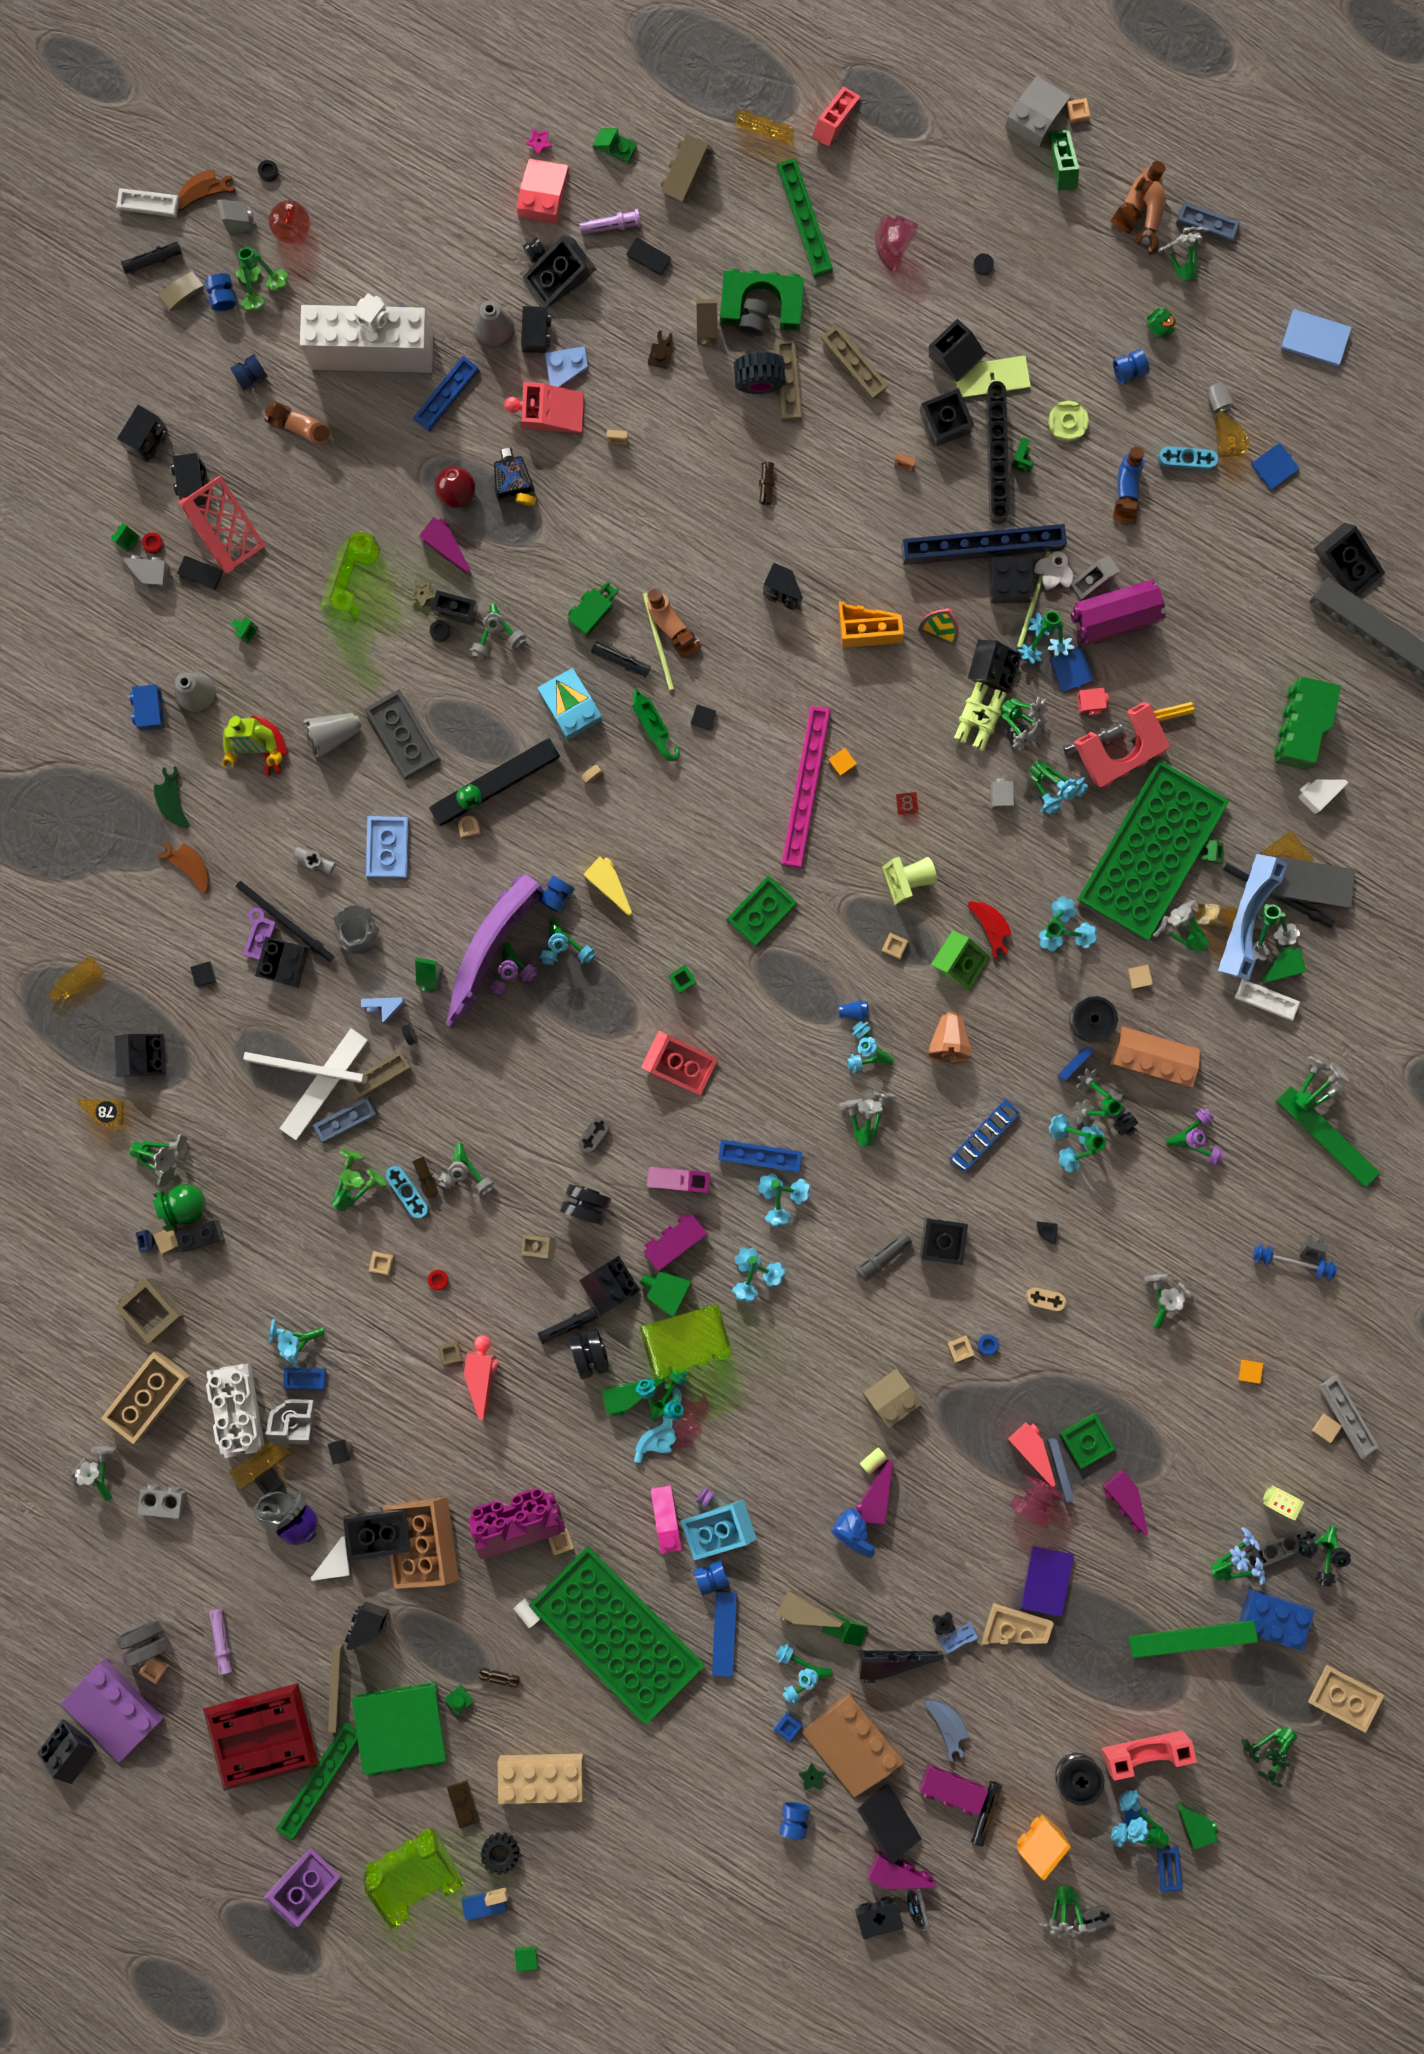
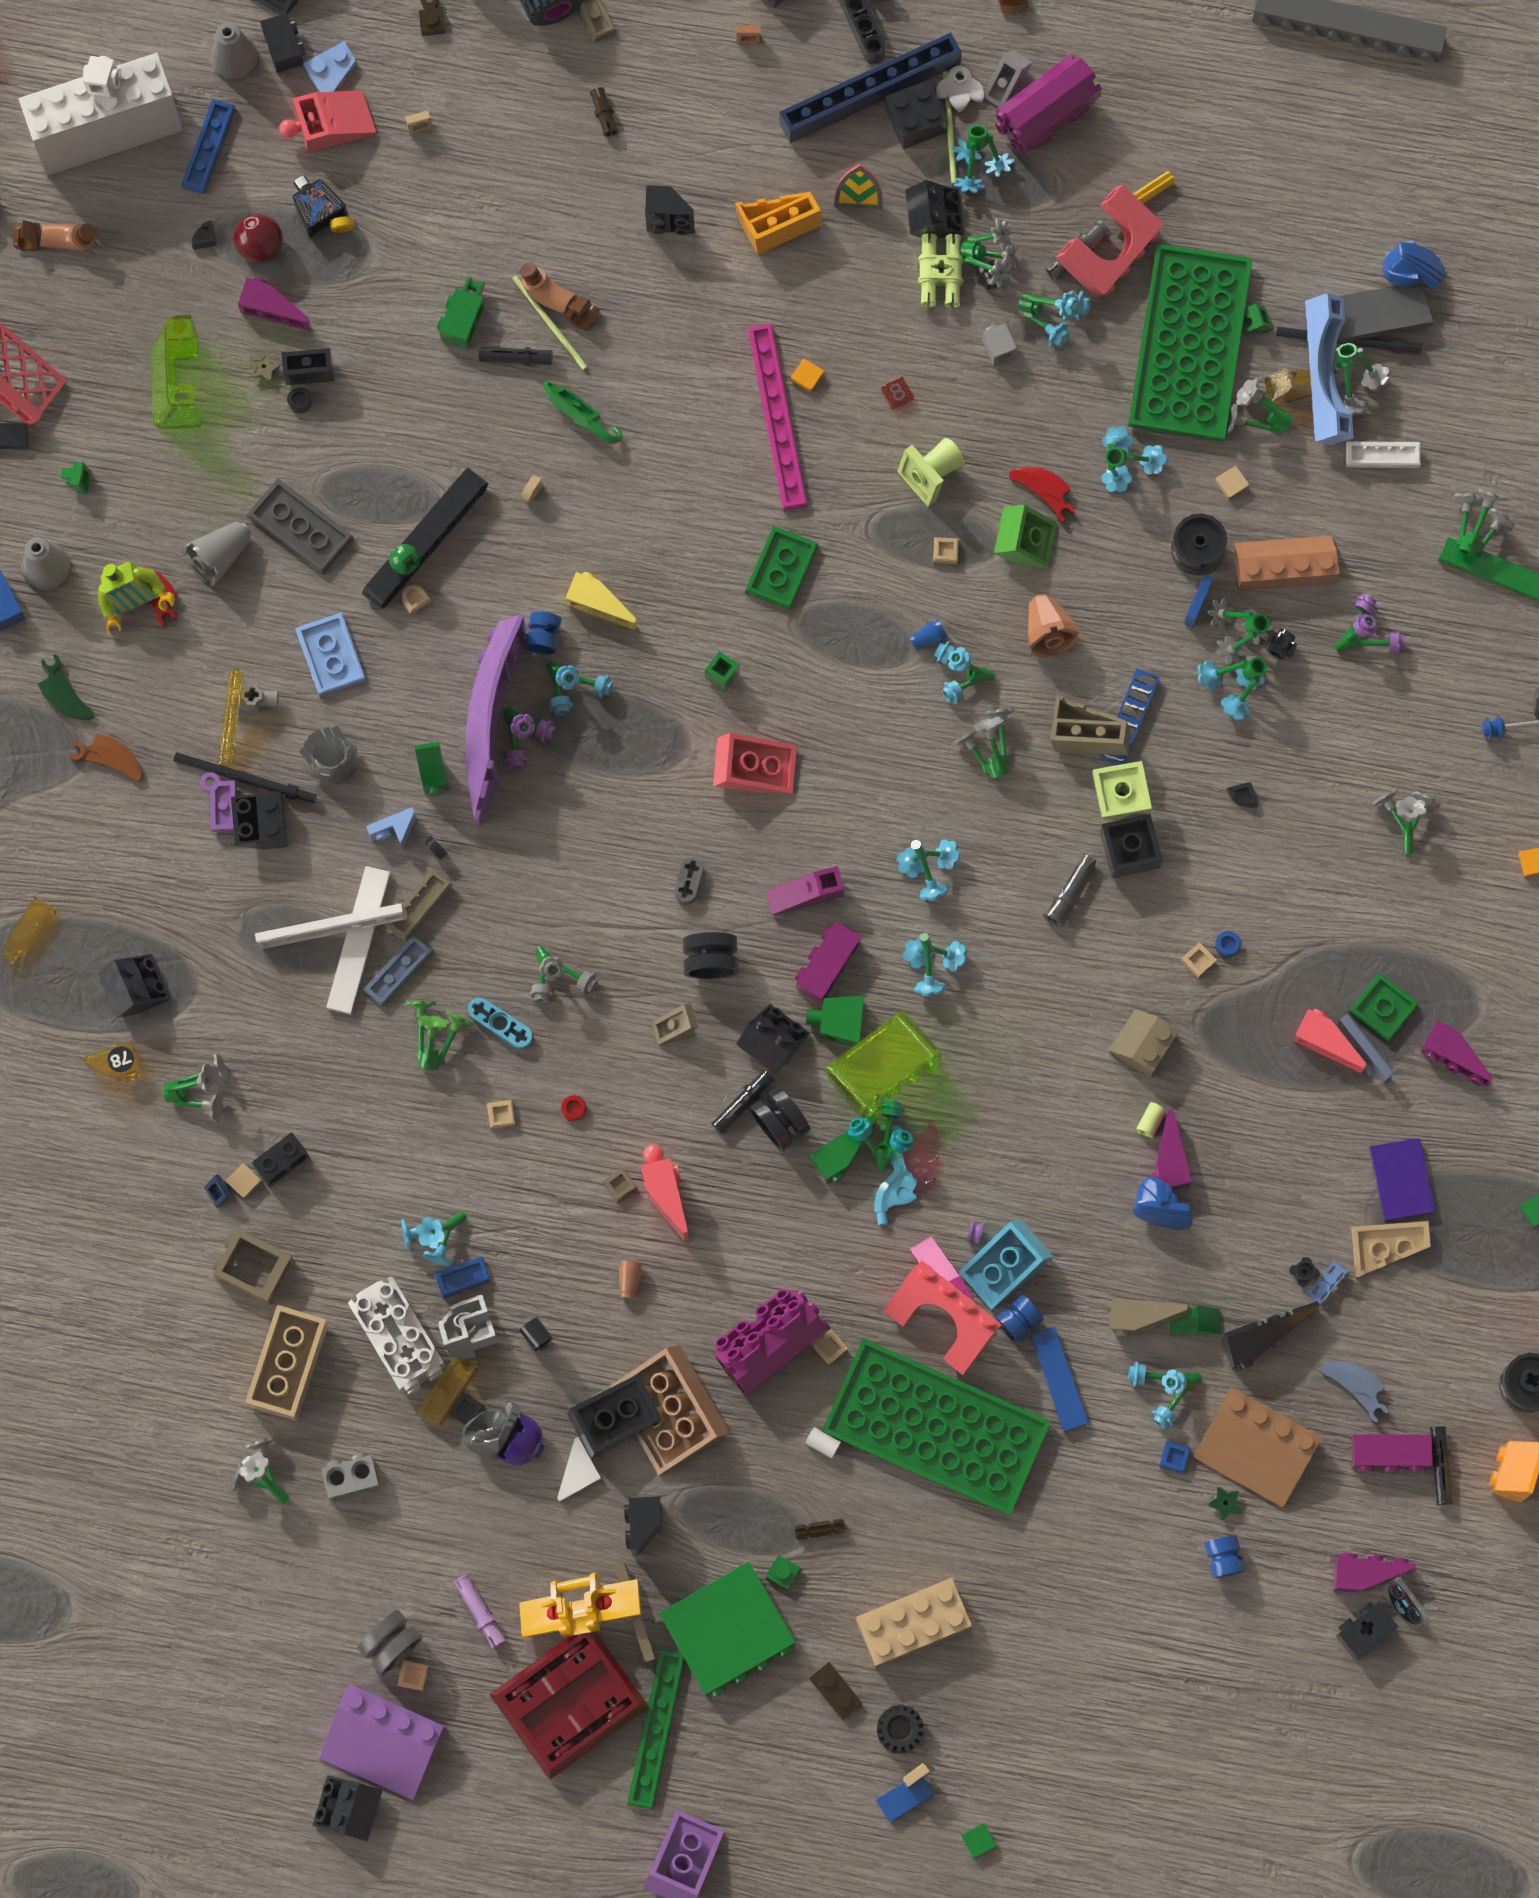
camera: 20 degrees left, 10 degrees down
(181, 1205) = (246, 1131): green tile -> none
(203, 974) = (173, 870): black tile -> none
(290, 870) = (230, 717): none -> clear yellow axle
(292, 1677) = (581, 1616): none -> yellow piece
(410, 1875) = (808, 1793): clear neon green windscreen -> none
(415, 467) = (204, 236): none -> black tile
(425, 1177) = (515, 998): dark brown axle -> none
(429, 1429) = (629, 1278): none -> nougat cone
(495, 622) = (358, 363): light grey plant -> none
(570, 704) = (478, 424): medium azure slope -> none
(649, 1533) = (973, 1324): none -> coral arch
(703, 717) = (632, 384): black tile -> none
(760, 1155) = (886, 832): blue plate -> none
(889, 1823) = (1334, 1517): black tile -> none
(946, 1137) = (1088, 731): none -> dark tan wedge
(964, 1196) = (1126, 780): none -> yellowish green plant
(1036, 1501) = (1352, 1085): clear pink wheel -> none
(1046, 1294) = (1271, 863): tan beam -> none
(1072, 670) = (1022, 186): blue piece -> none
(1092, 701) = (1058, 209): coral brick -> none
(1285, 964) = (1387, 410): green slope -> none
(1288, 847) = (1340, 283): clear yellow tile -> none
(1306, 717) = (1301, 143): green piece -> none
(1320, 793) = (1348, 214): white slope -> none
(1353, 854) = (1411, 265): none -> blue hair

